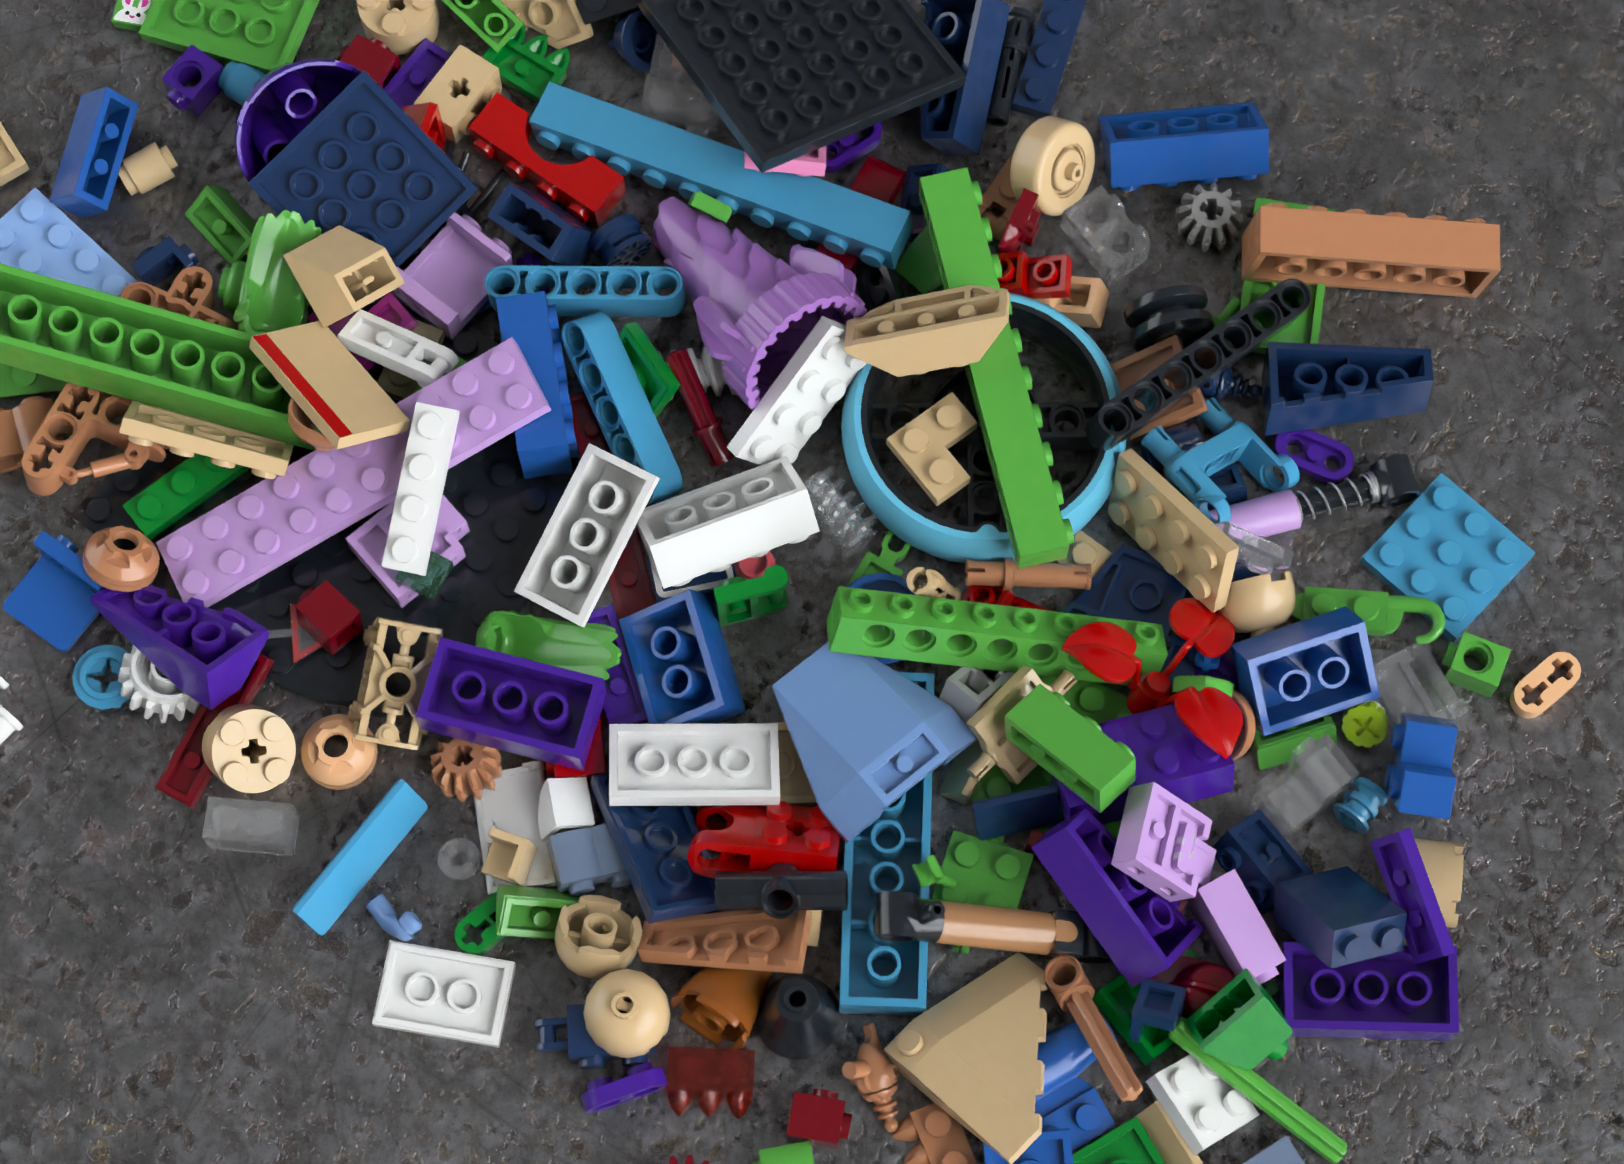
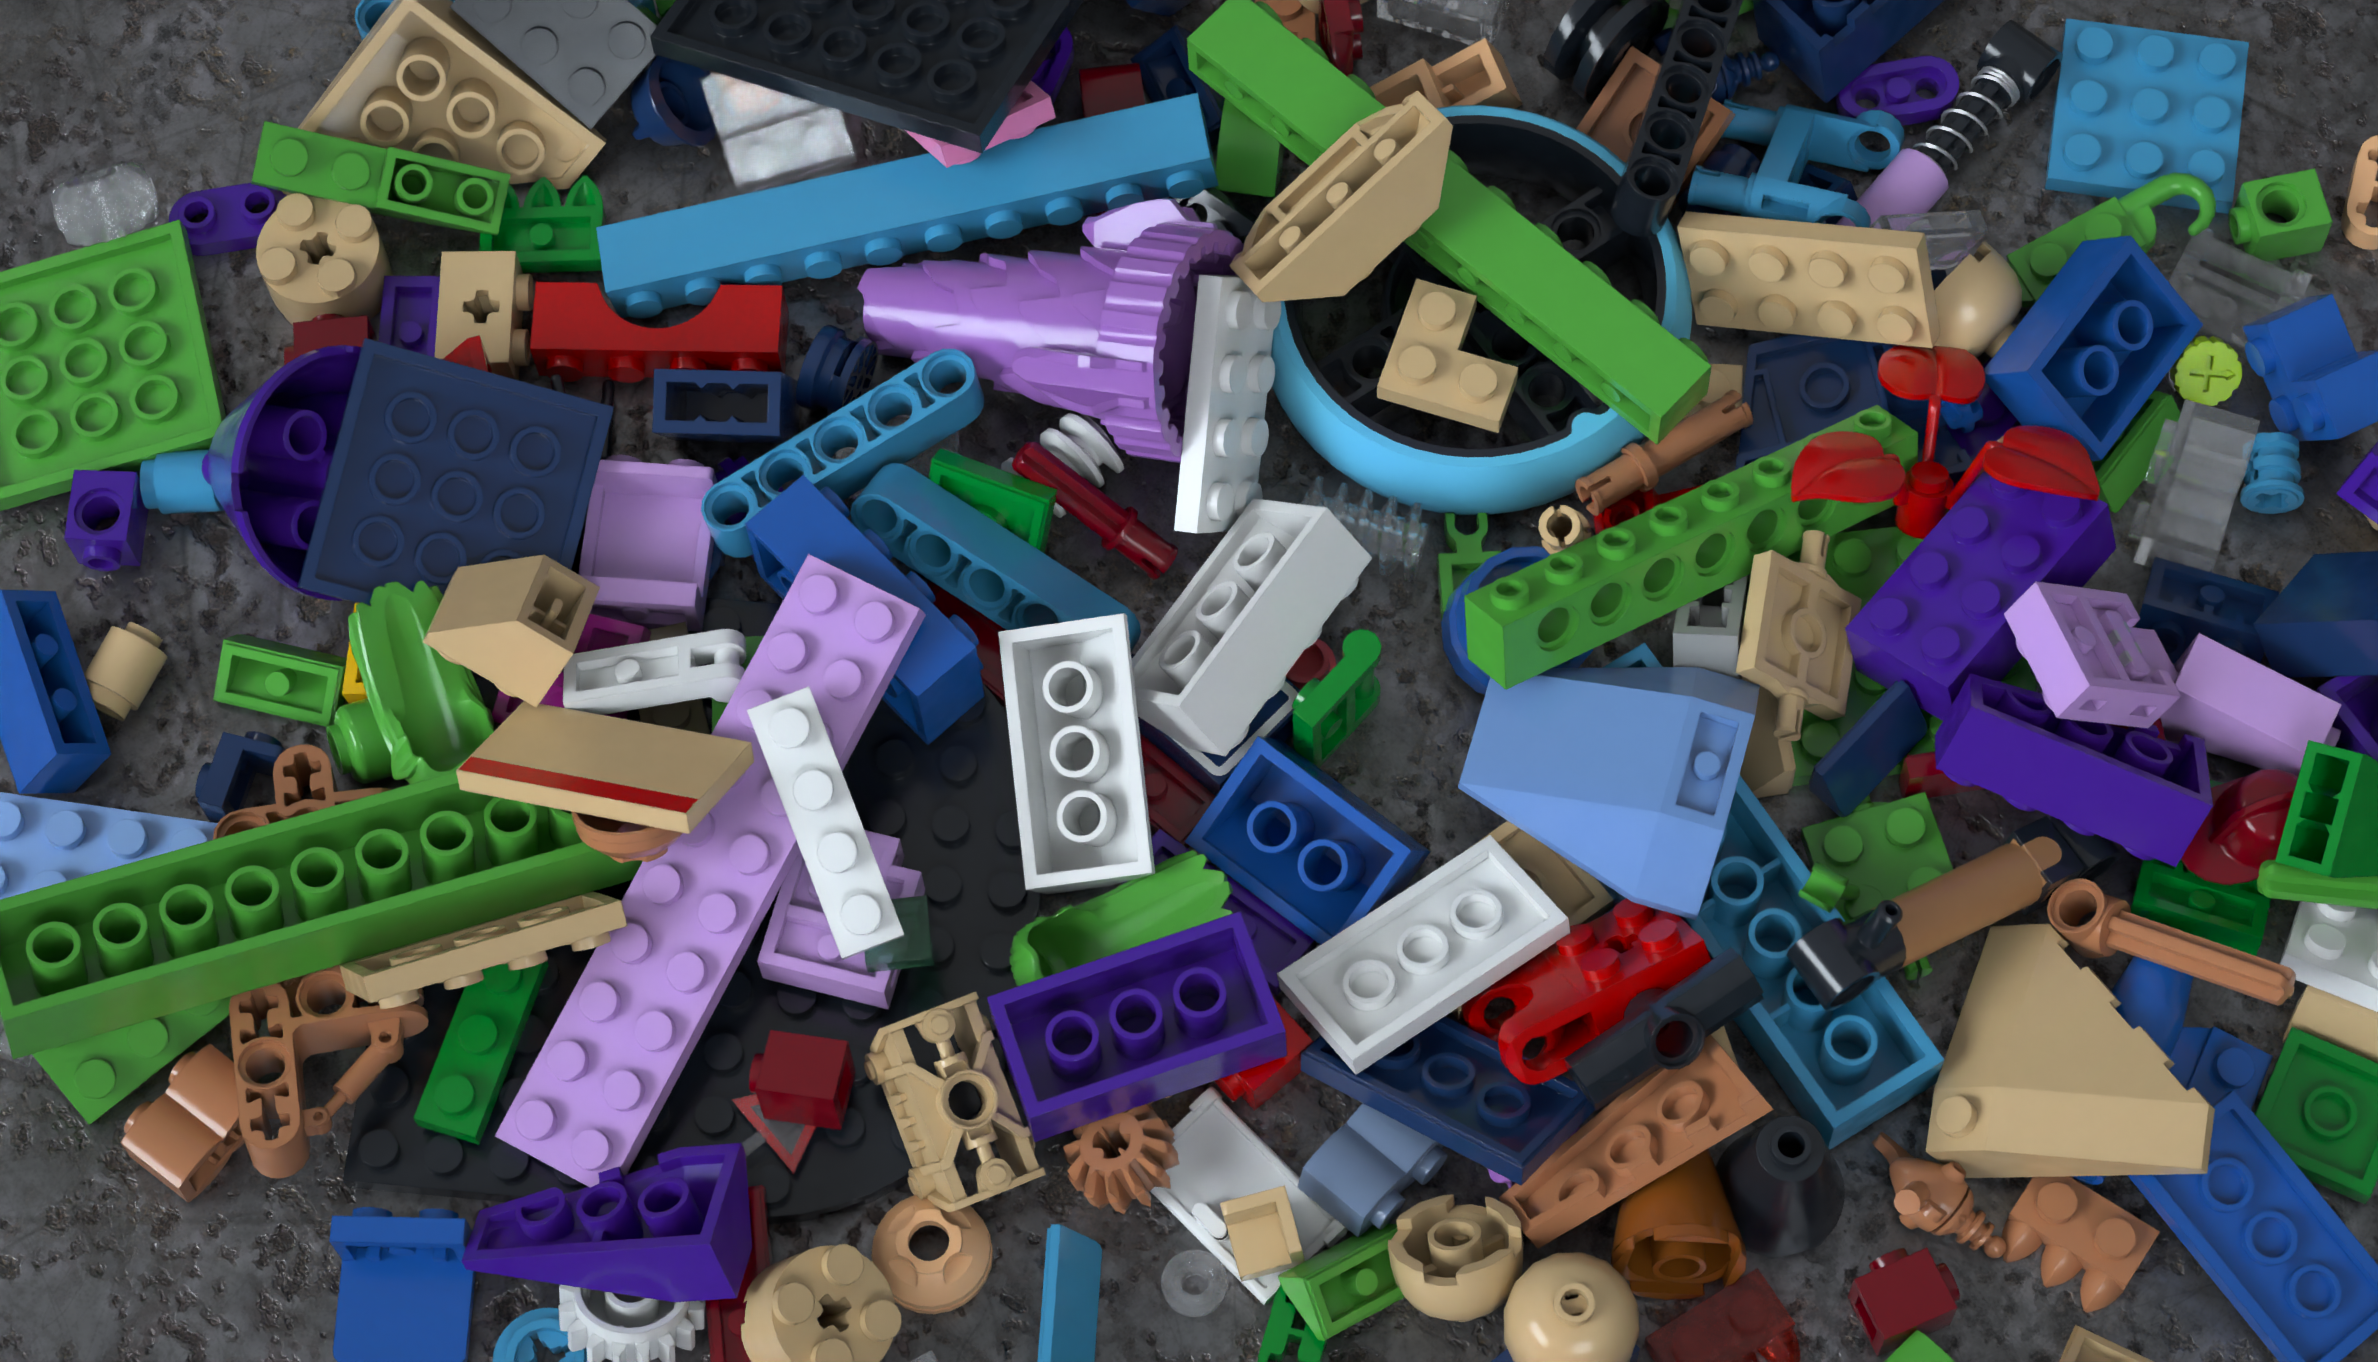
camera: 30 degrees left, 5 degrees down
(120, 568) = (466, 1196): nougat piece -> none
(564, 806) = (1289, 1123): white brick -> none
(710, 206) = (931, 245): bright green tile -> none
(1036, 276) = (1416, 67): red slope -> none
(1071, 747) = (1897, 610): bright green brick -> none
(1156, 1006) = (2226, 865): dark blue panel -> none
(1201, 682) = (1965, 452): bright green tile -> none

